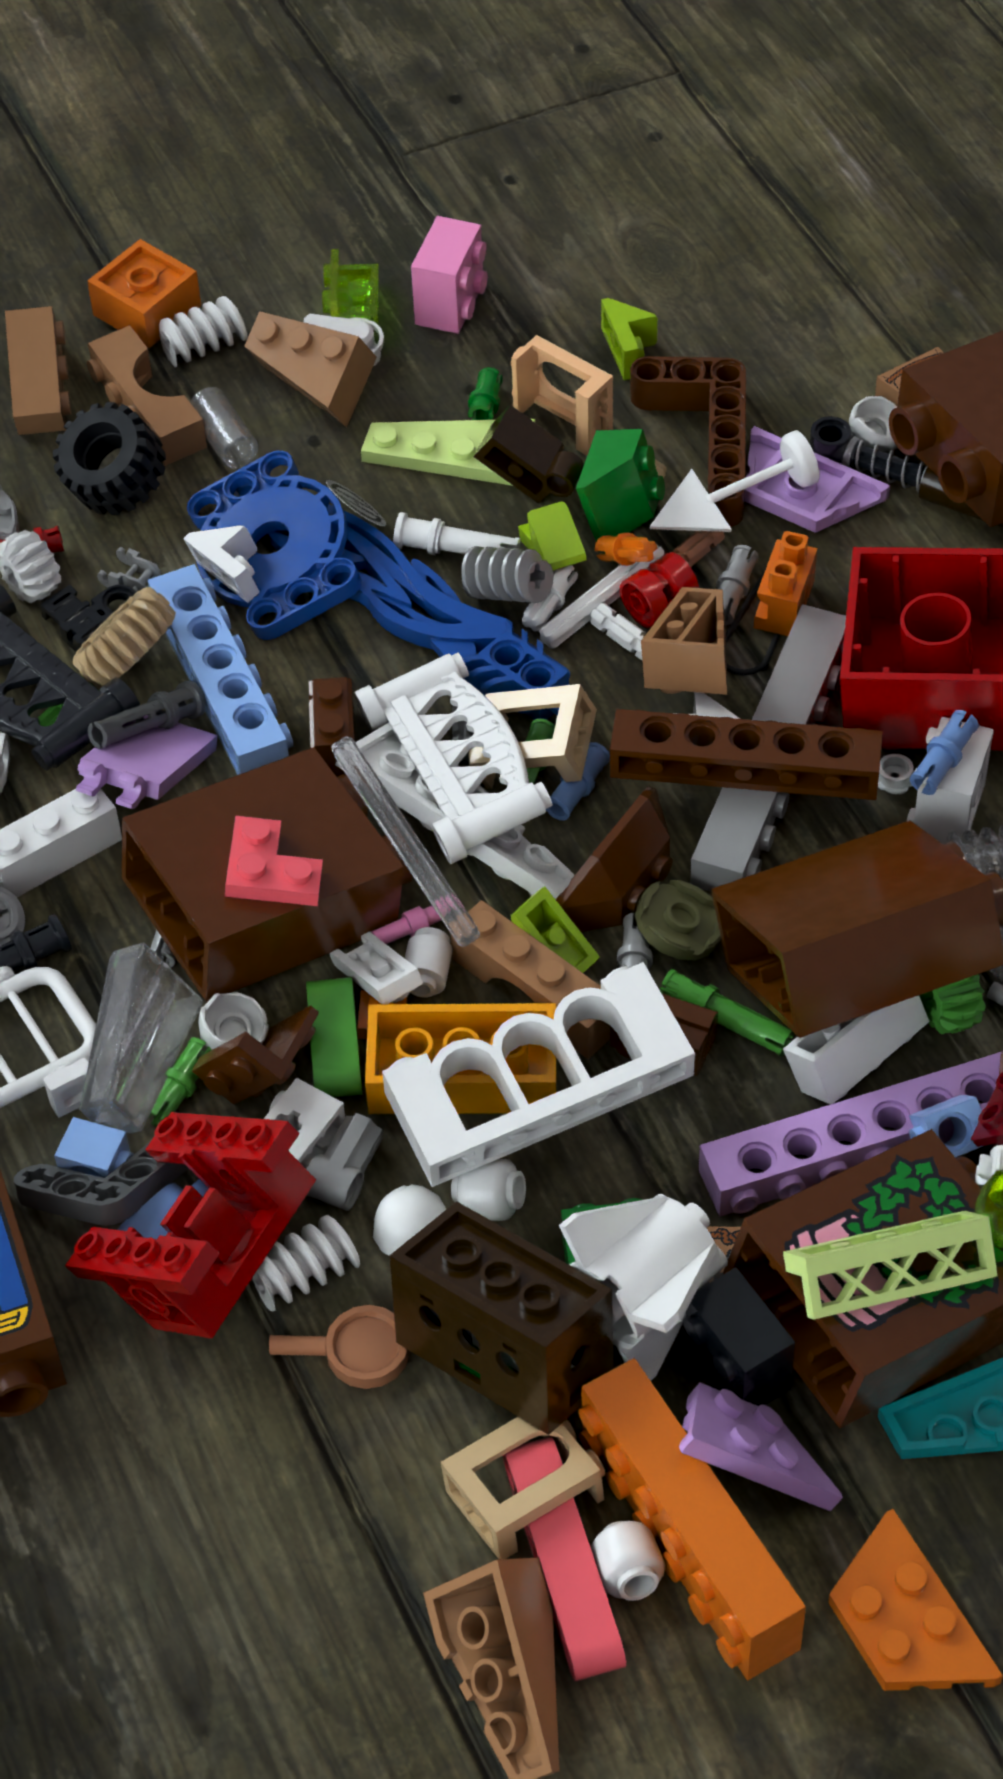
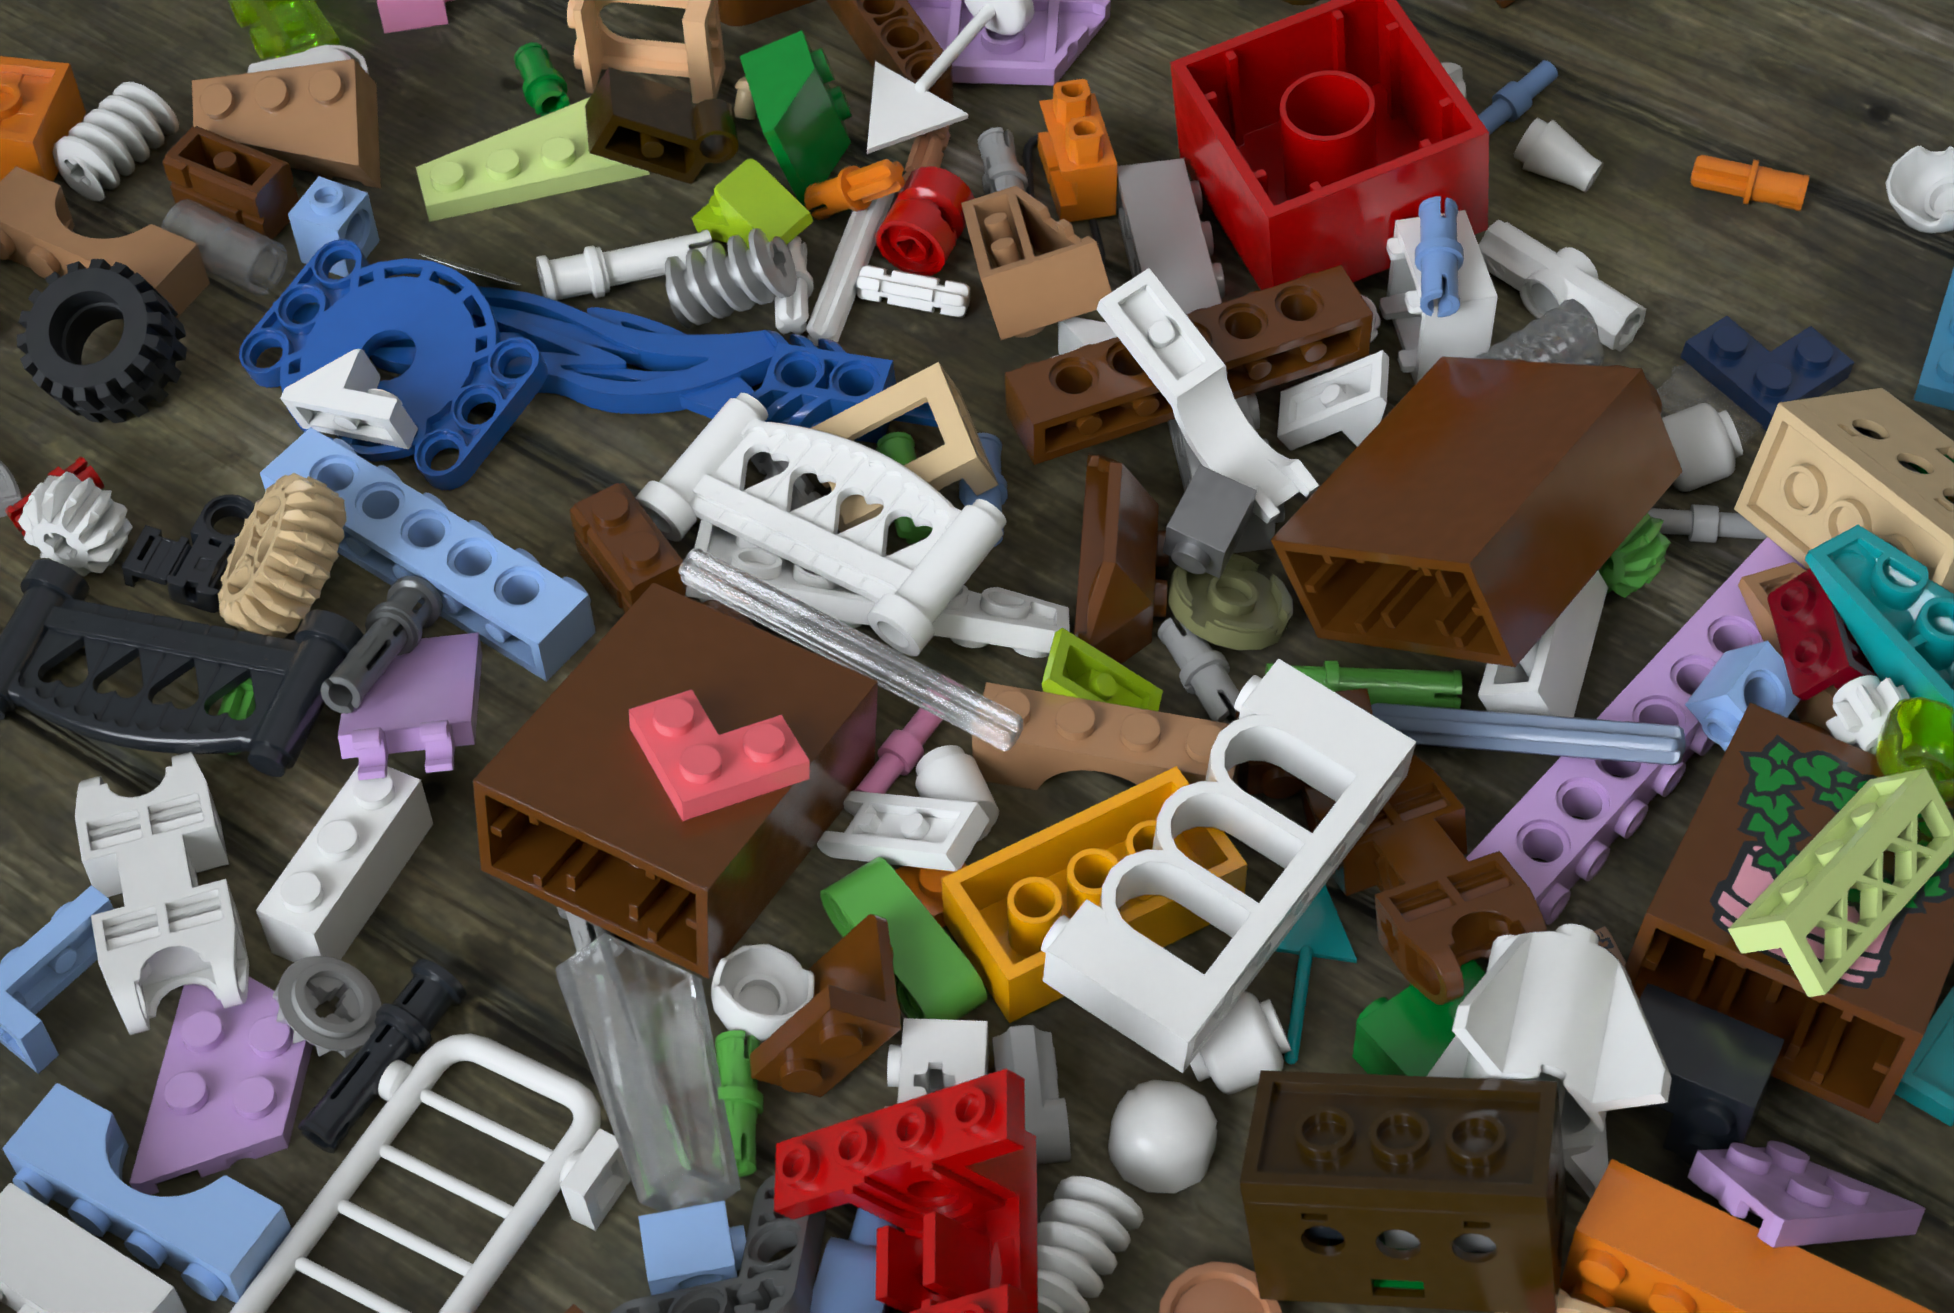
camera: 30 degrees left, 0 degrees up
(132, 558) = (220, 464): light grey piece -> none
(250, 388) = (232, 180): none -> reddish brown brick
(298, 435) = (333, 213): none -> light blue brick
(586, 1145) = (1314, 935): none -> teal piece
(663, 1156) = (1432, 900): none -> reddish brown piece
(685, 862) = (1208, 522): none -> flat silver brick
(729, 777) = (1199, 393): none -> white piece
(796, 1087) = (1536, 733): none -> sand blue axle
(836, 821) = (1337, 401): none -> white slope

